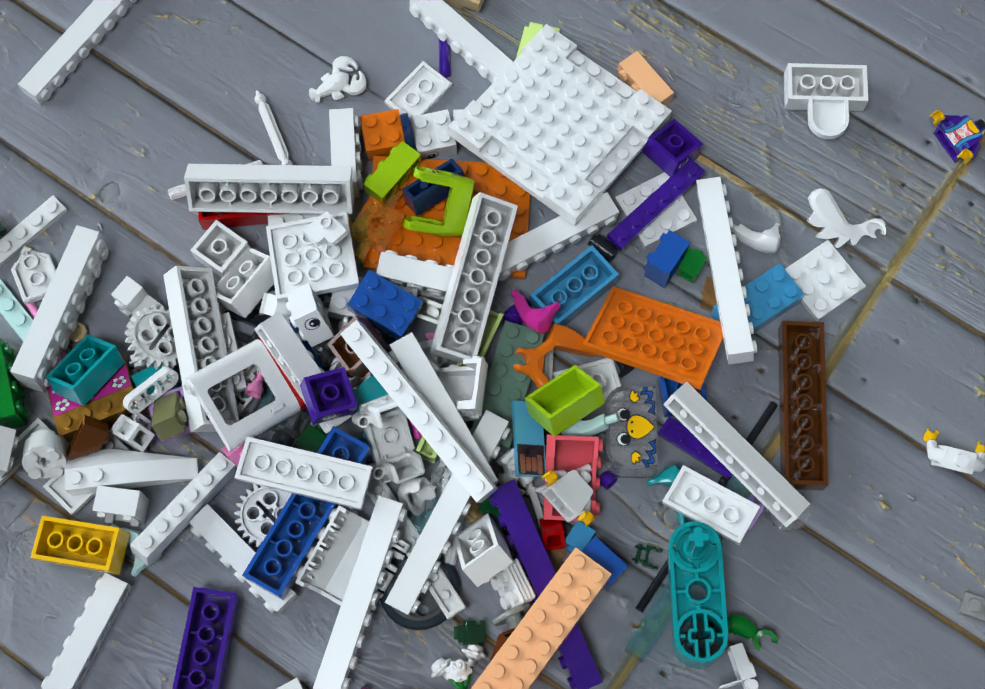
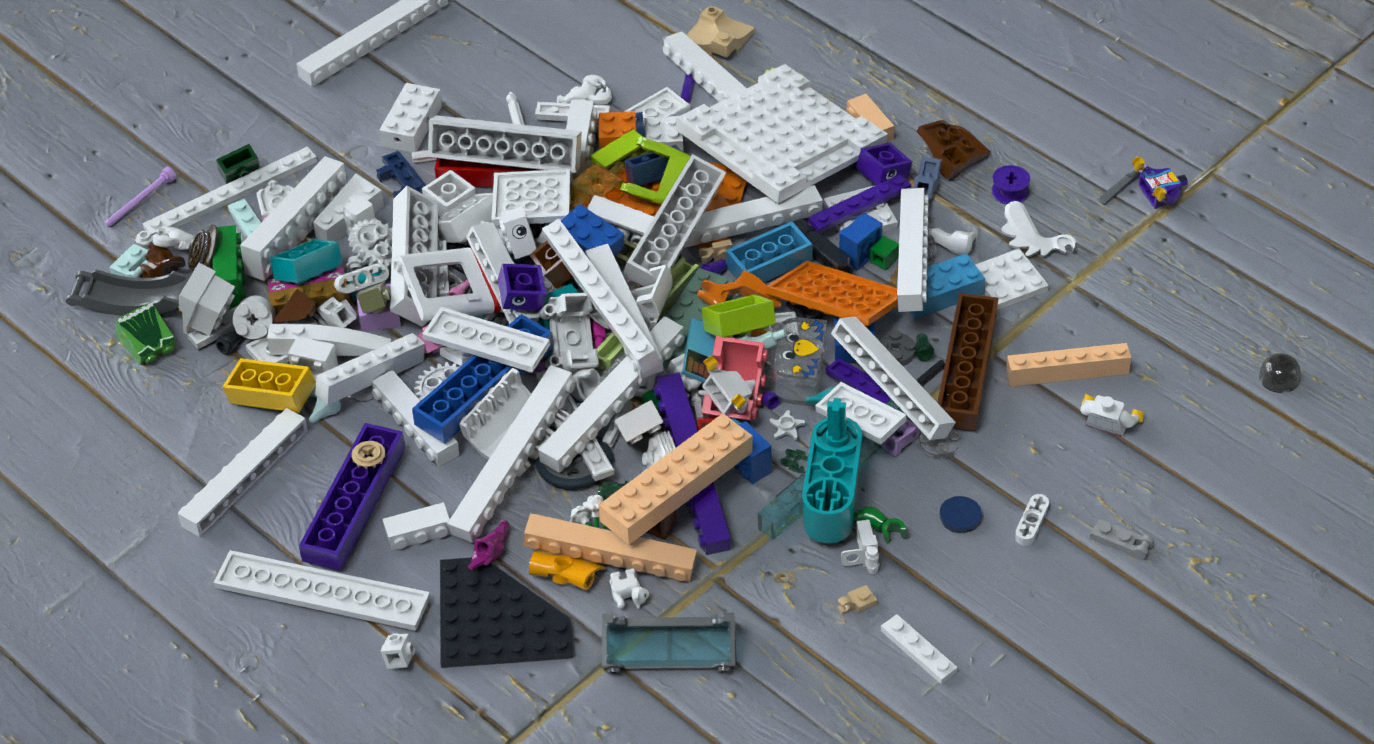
camera: 10 degrees right, 25 degrees down
(22, 482) = (228, 341): none -> black cone
(118, 263) = (331, 223): none -> white wedge
(157, 142) = (410, 117): none -> white brick
(158, 214) = (398, 168): none -> dark blue hinge
(196, 638) = (368, 448): none -> tan gear
(319, 110) = (560, 111): none -> white plate
(325, 231) = (547, 173): white brick -> none
(523, 285) = (716, 252): none -> tan plate
(536, 319) = (728, 264): dark pink animal -> none
(630, 511) = (786, 425): none -> white animal
(636, 277) = (829, 254): none -> black piece
(720, 158) = (928, 175): none -> sand blue brick
(734, 387) = (903, 342): none -> dark grey plate
(738, 112) = (953, 145): none -> reddish brown slope
(752, 388) = (923, 348): none -> clear green cone
(797, 160) = (1010, 184): none -> dark purple piece
(826, 94) = (1038, 140): white brick -> none
(826, 604) = (960, 514): none -> dark blue tile
(895, 583) = (1031, 511): none -> white beam
(904, 393) = (1068, 364): none -> light nougat brick
(914, 138) = (1114, 190): none -> dark grey piece

